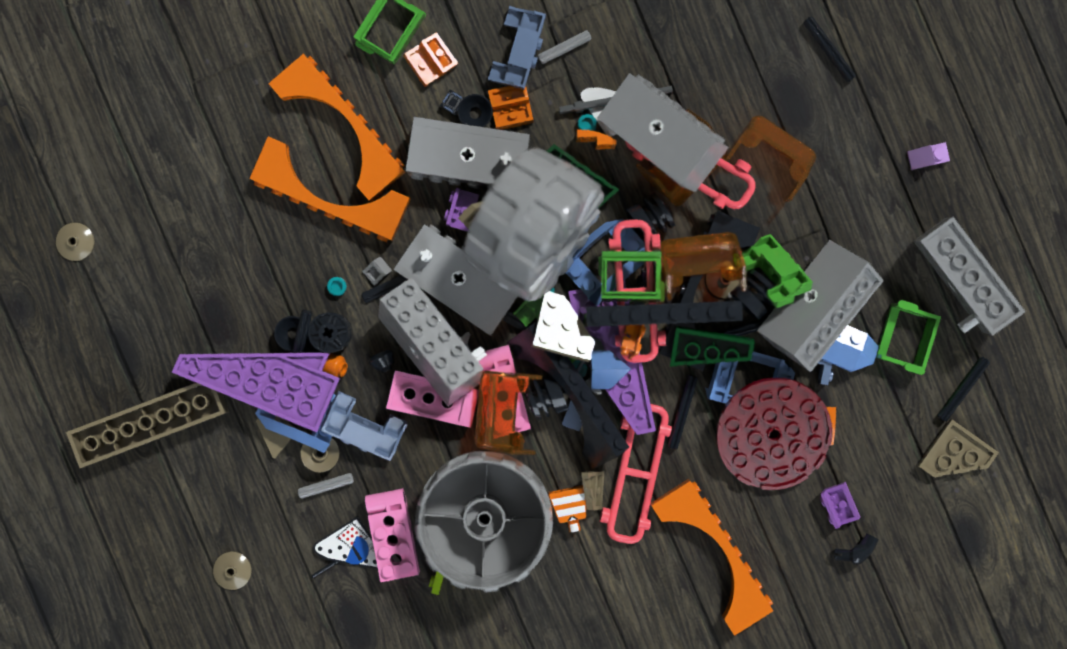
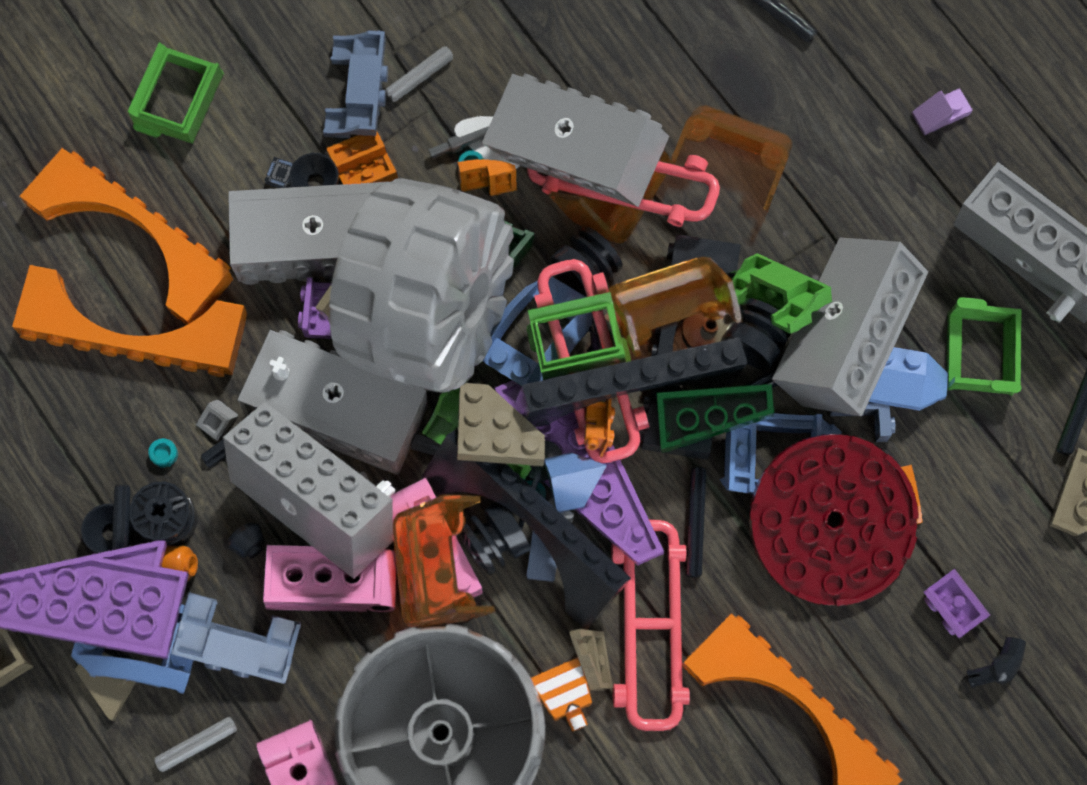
camera: 15 degrees left, 15 degrees down
(320, 464) = (166, 709): dark tan dish -> none
(430, 59) = (240, 126): slope -> none

